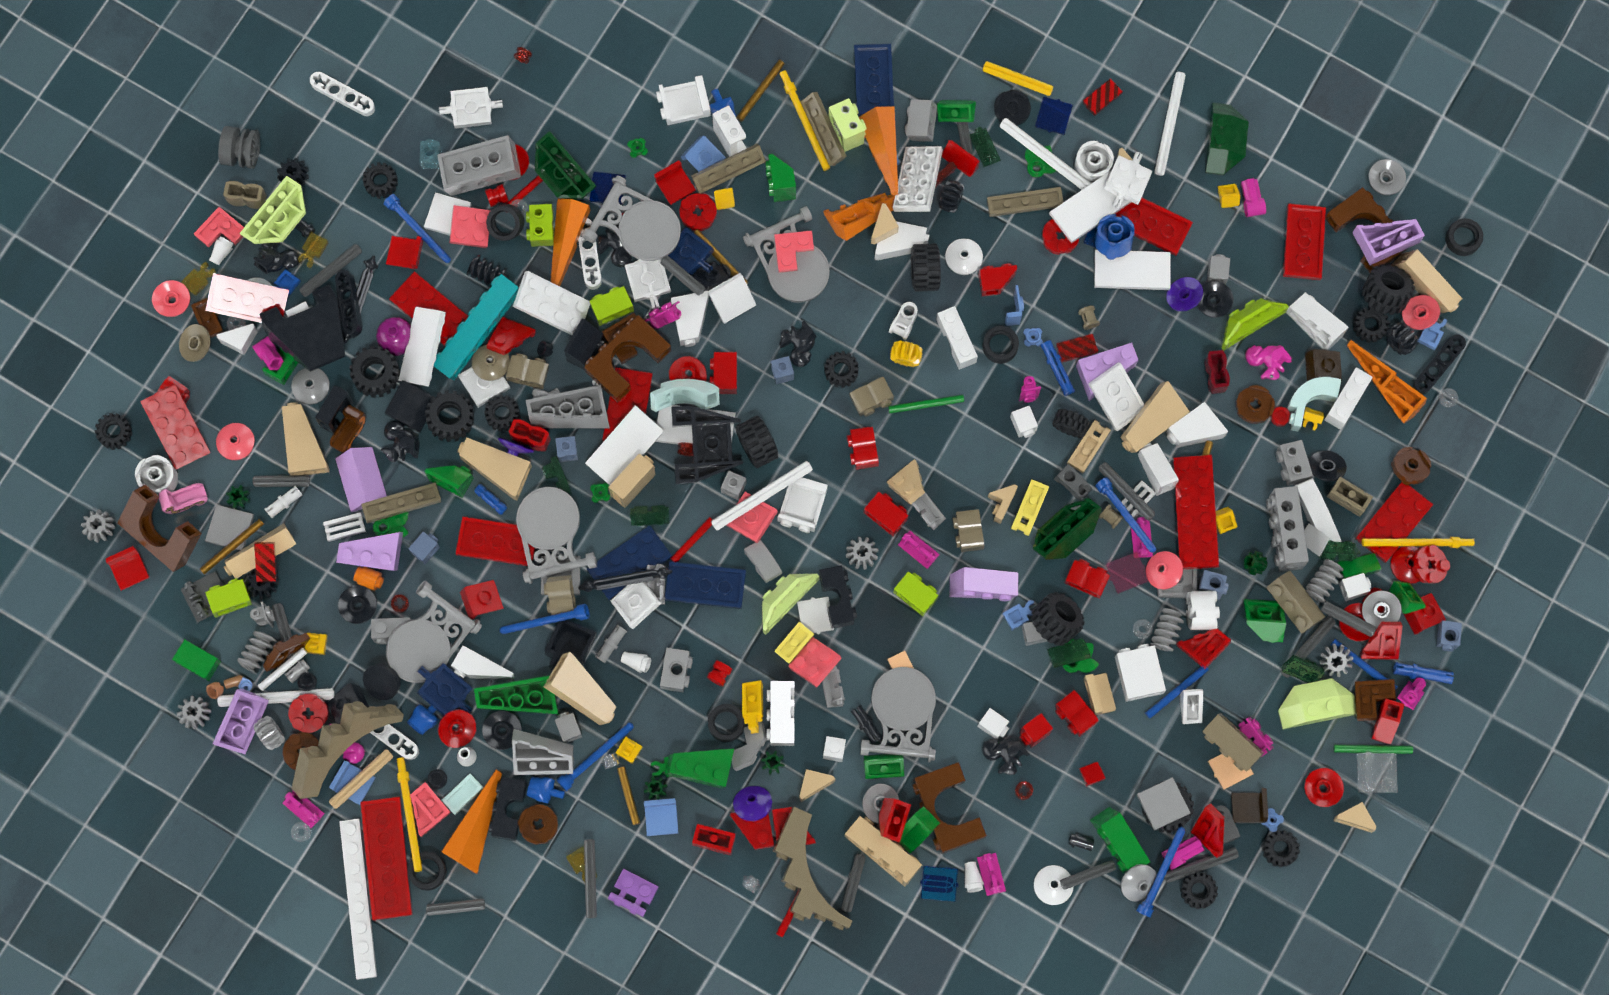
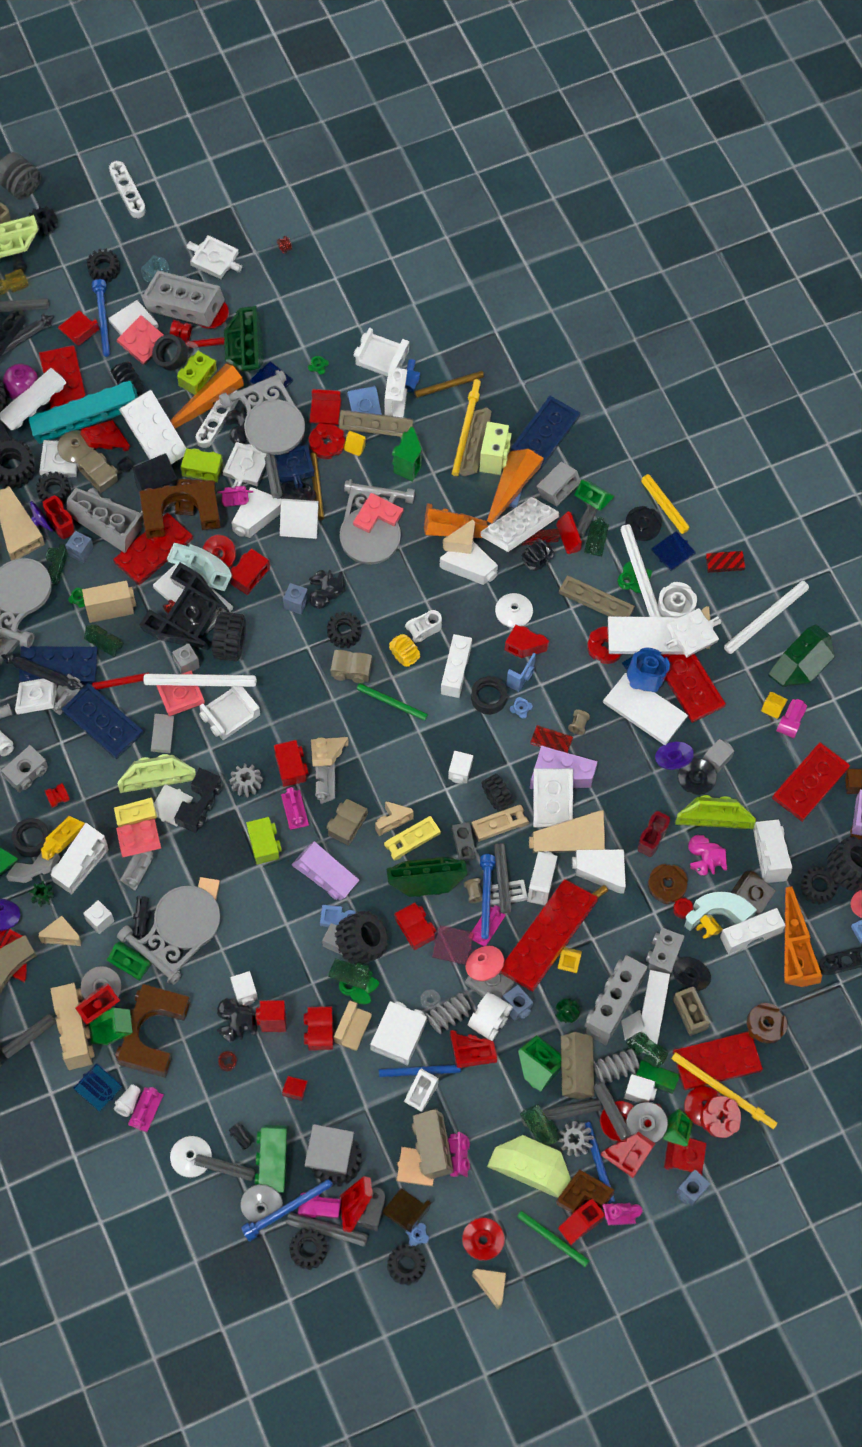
camera: 35 degrees right, 10 degrees down
(629, 438) = (137, 567): white tile -> none
(863, 447) = (313, 700): red brick -> none
(925, 267) = (471, 593): black tyre -> none
(1029, 391) = (480, 743): dark pink hinge -> none
(1052, 356) = (526, 724): blue pin -> none
(1377, 773) = (540, 1261): clear hinge -> none
(1402, 338) = (836, 912): black gear -> none
(1414, 671) = (639, 1197): blue pin -> none
(1448, 392) = (843, 985): clear plate -> none

